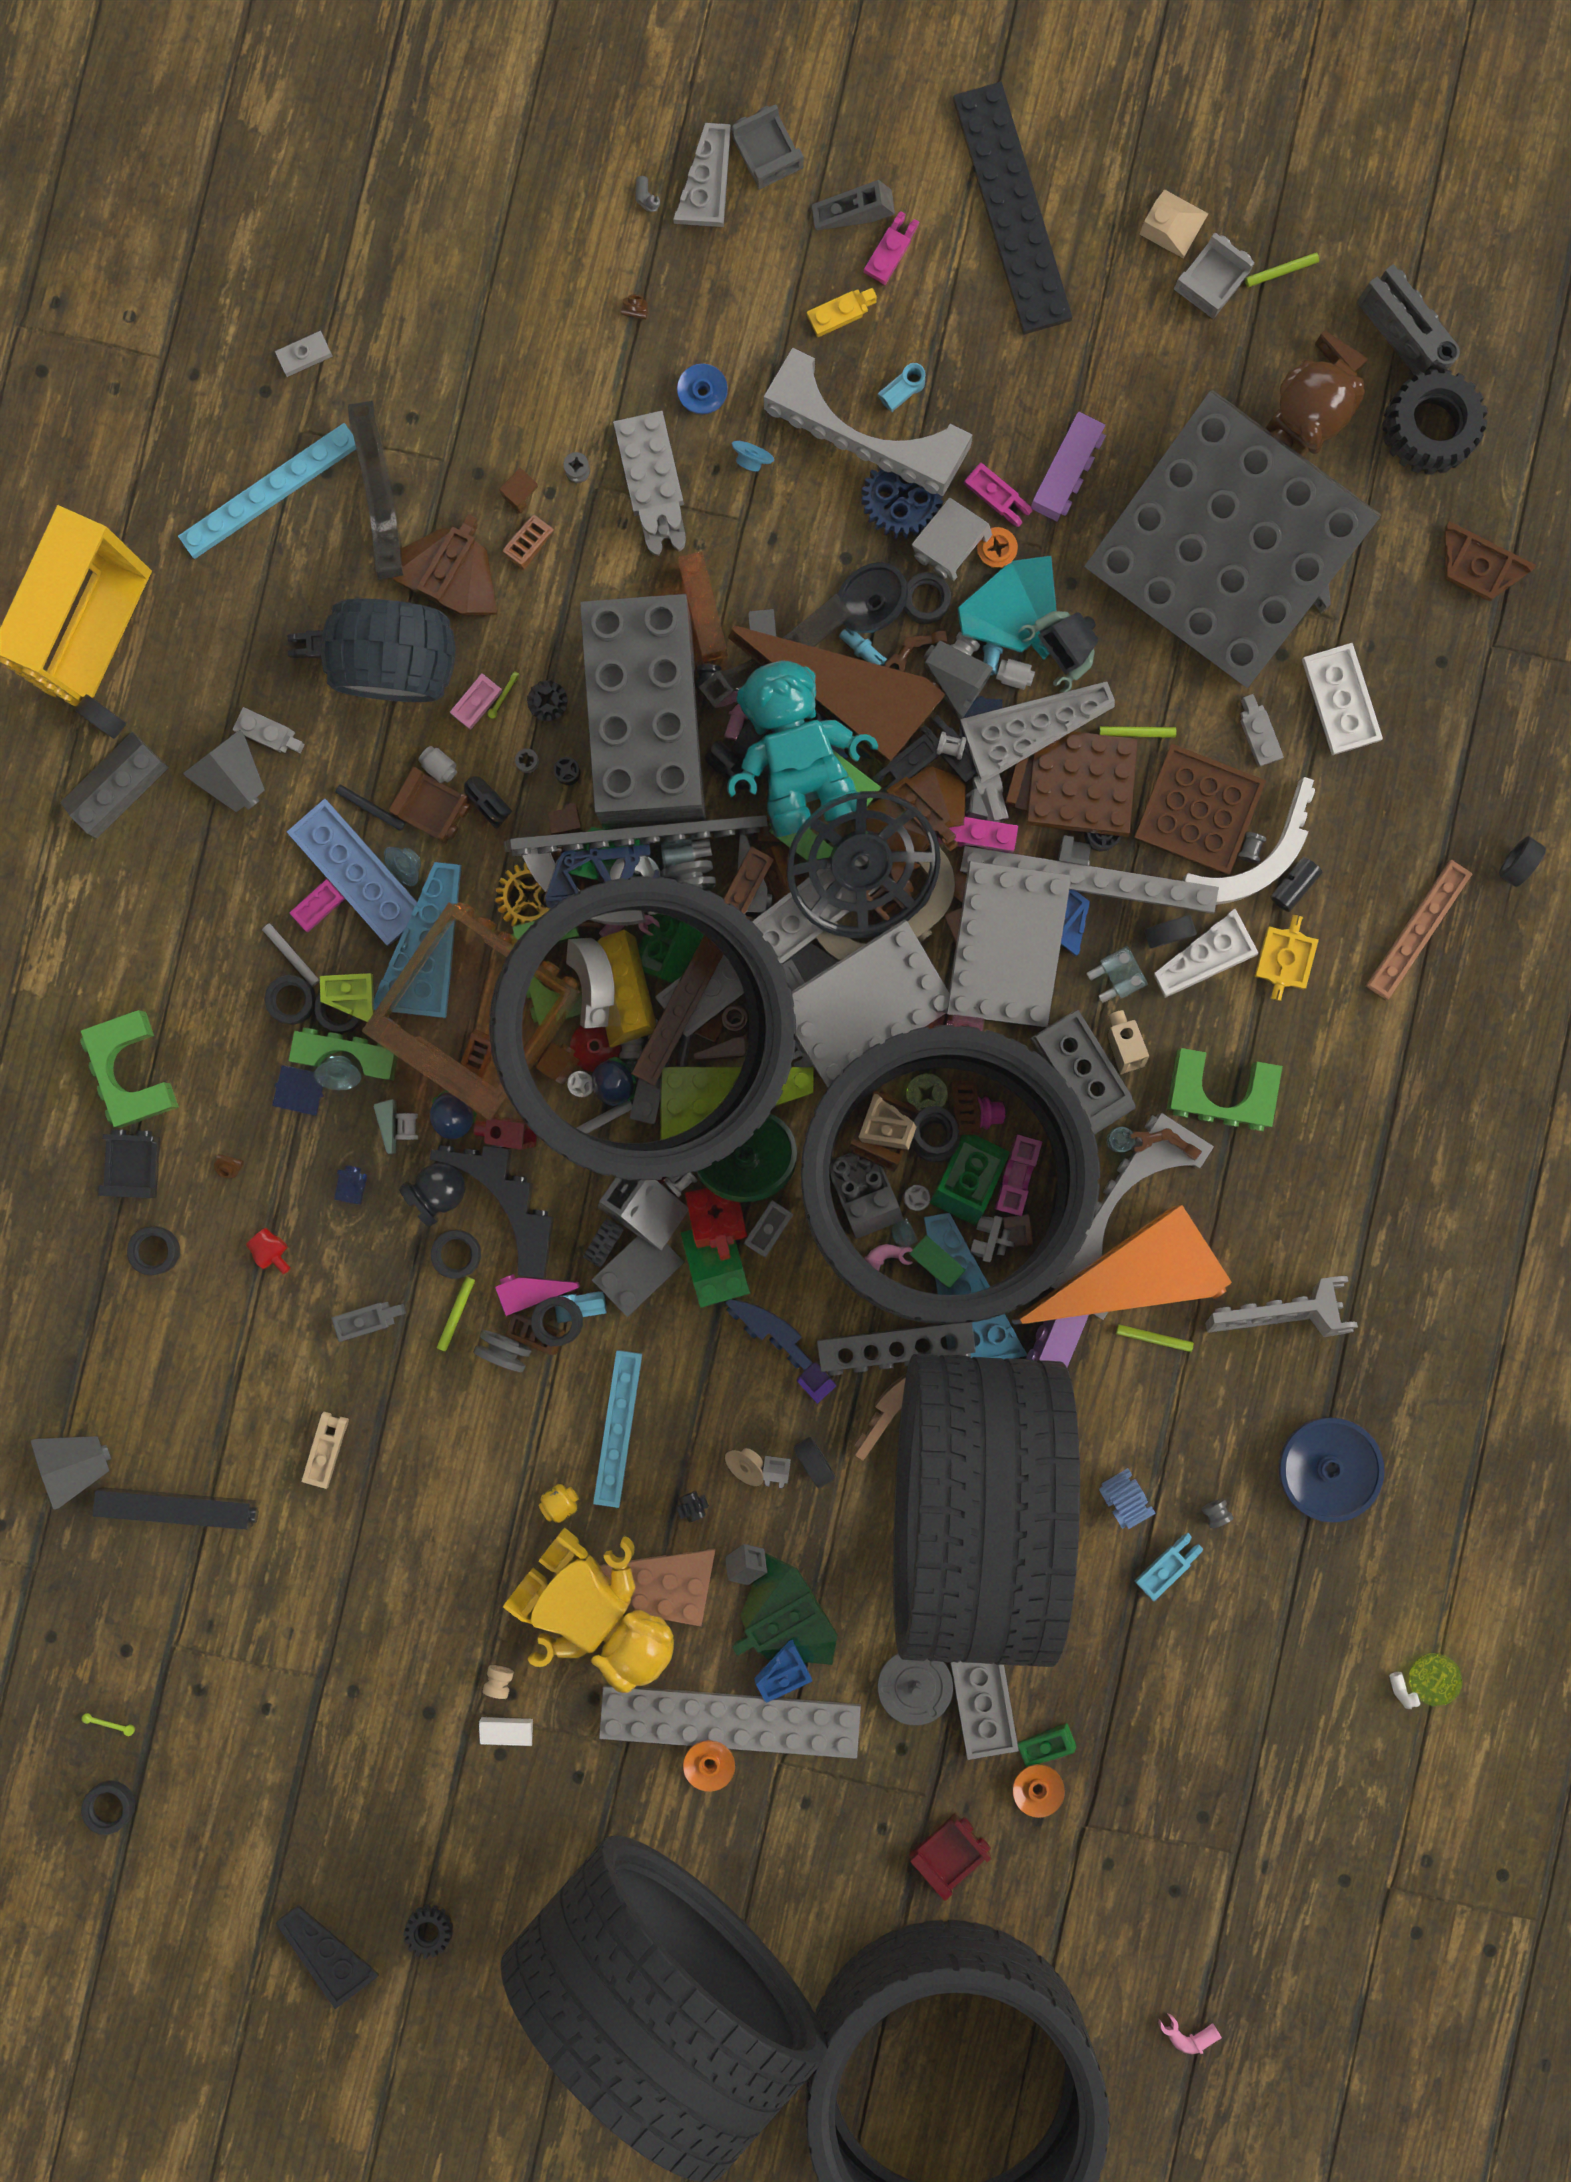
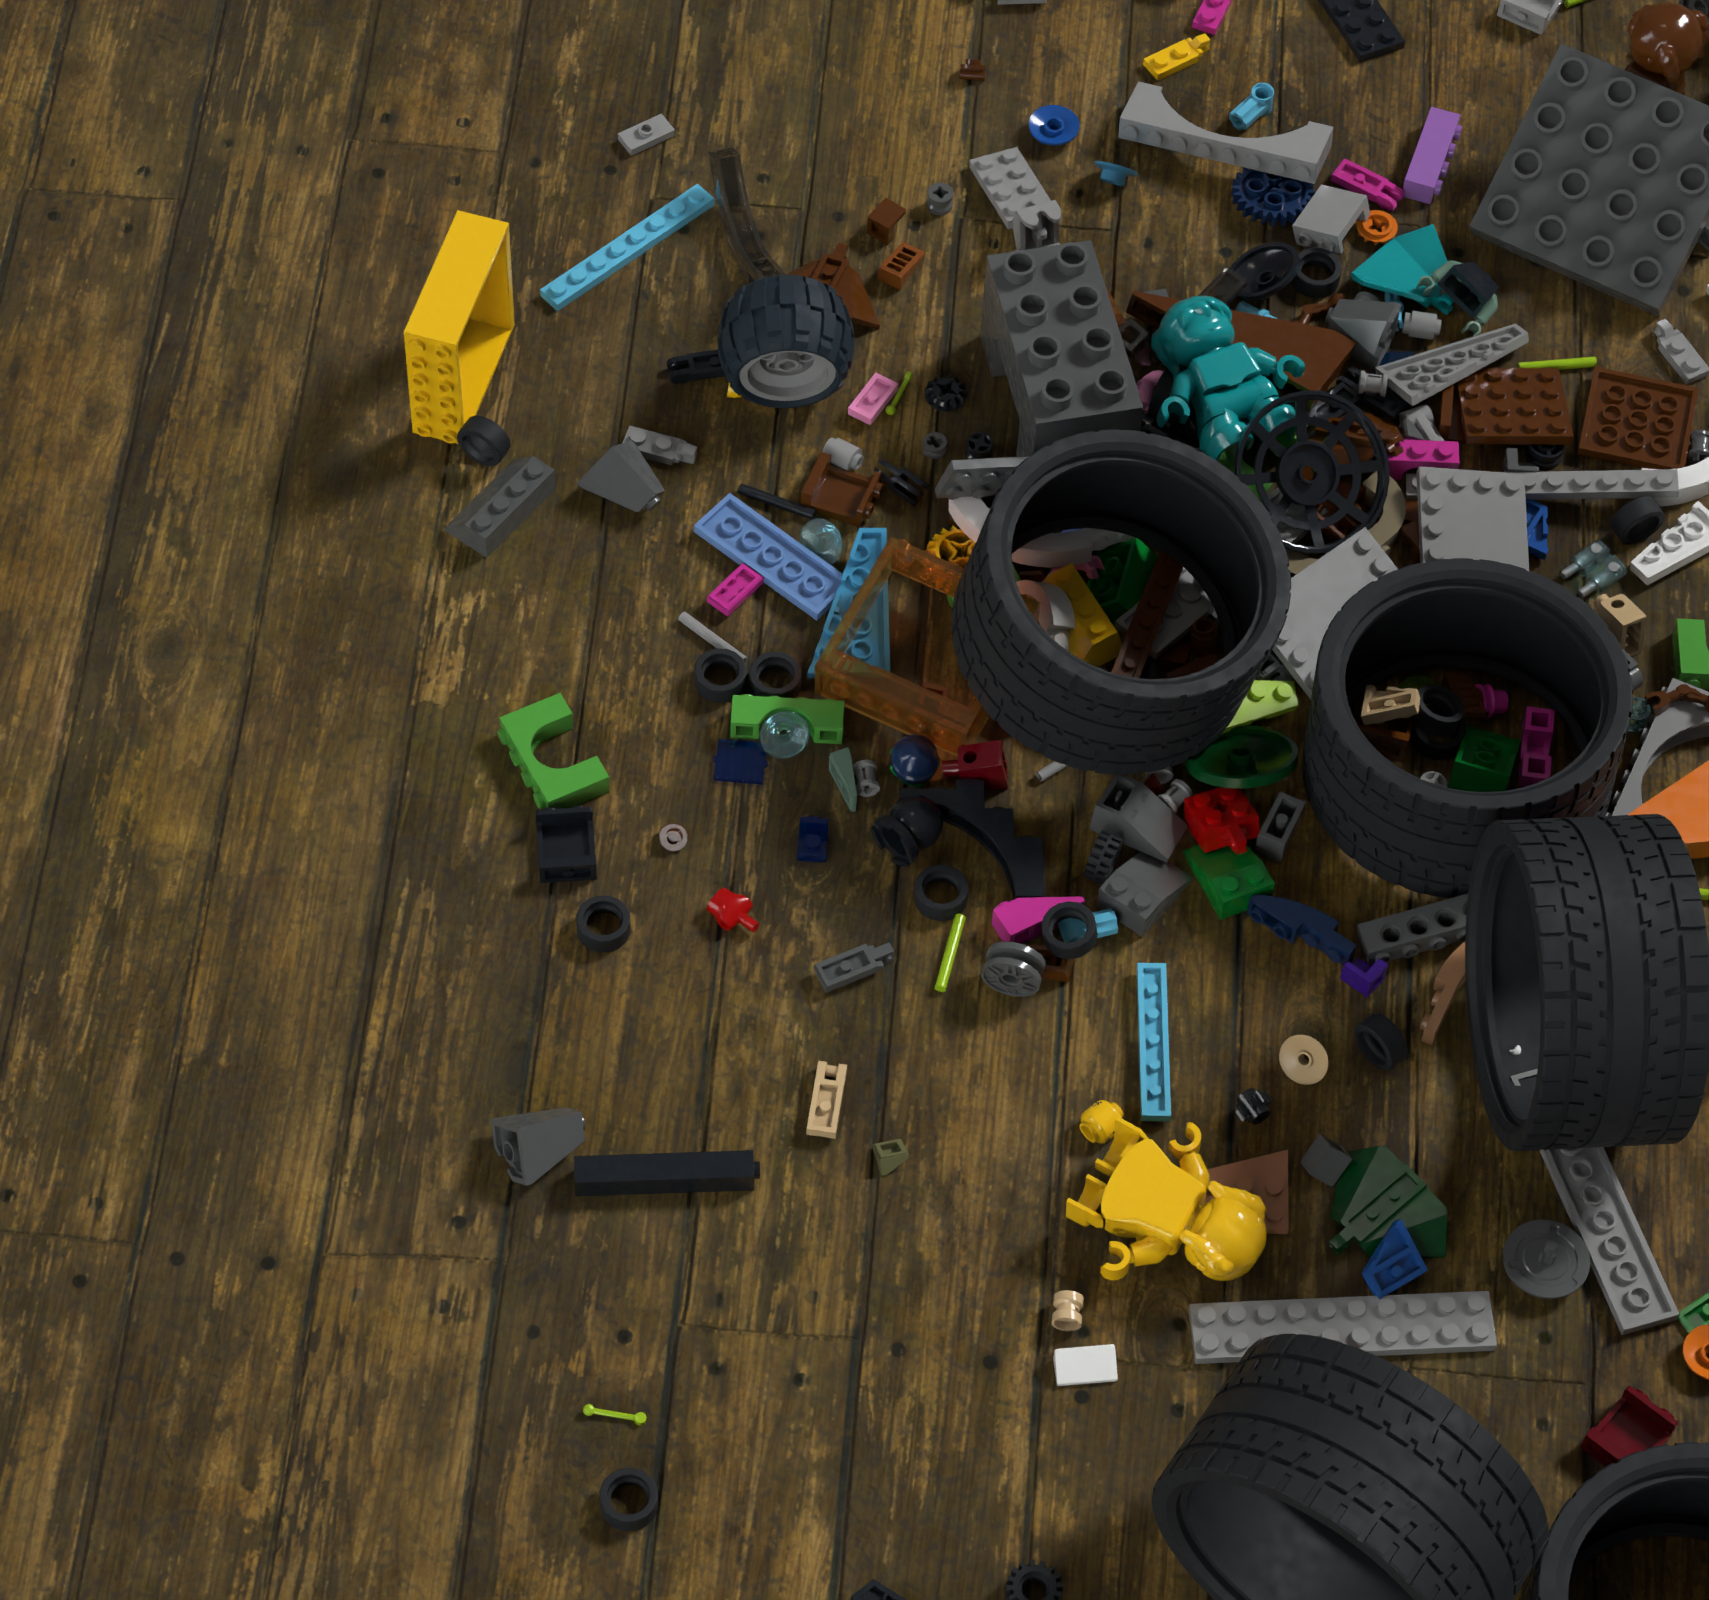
camera: 15 degrees left, 30 degrees down
(349, 994) = (787, 653): lime wing -> none
(372, 1509) = (890, 1155): none -> olive slope
(776, 1470) = (1340, 1062): light grey tile -> none

